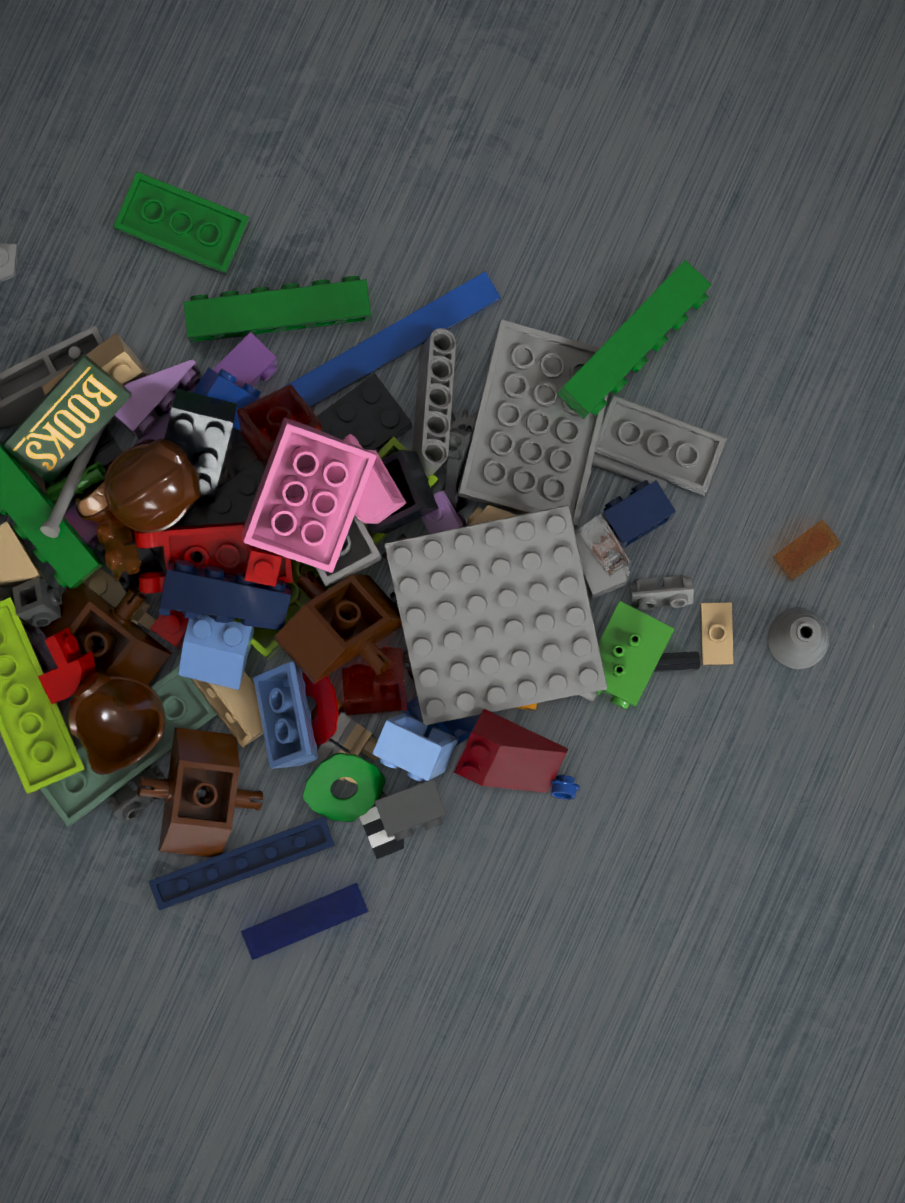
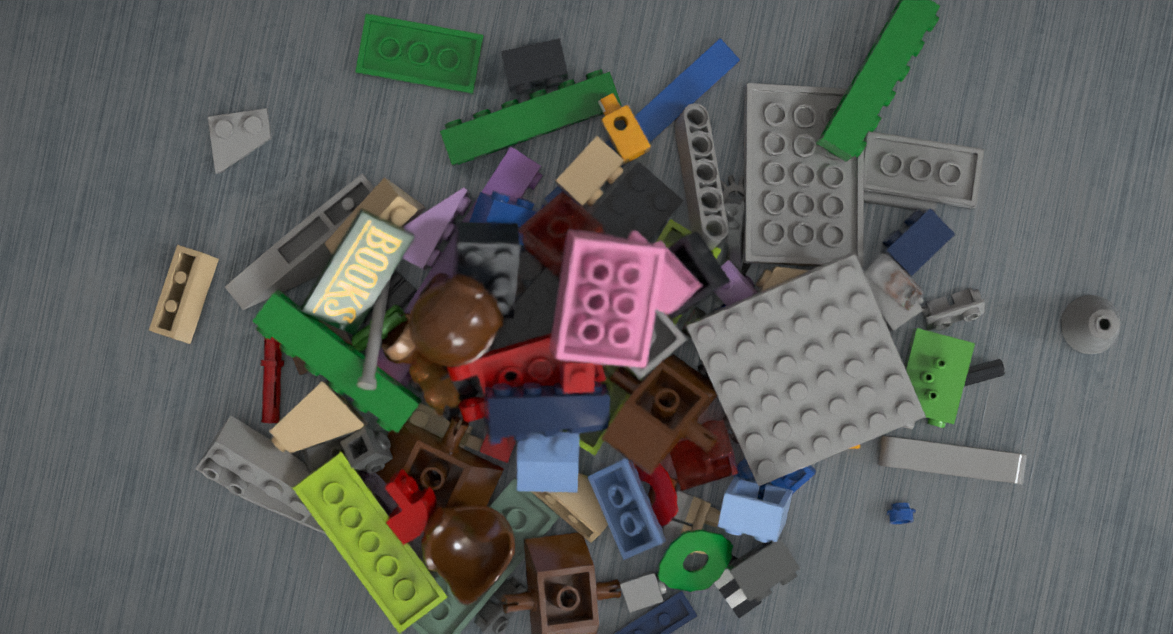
camera: 10 degrees left, 5 degrees up
(284, 808) = (642, 591): none -> light grey brick
(292, 257) = (535, 66): none -> black brick
(324, 373) = (590, 172): none -> tan brick
(367, 349) = (628, 142): none -> light orange torso
(509, 756) = (843, 497): dark red slope -> none
(628, 743) = (952, 459): none -> light grey beam
(717, 633) = (1013, 337): tan plate -> none
(807, 550) = (1082, 239): clear orange plate -> none

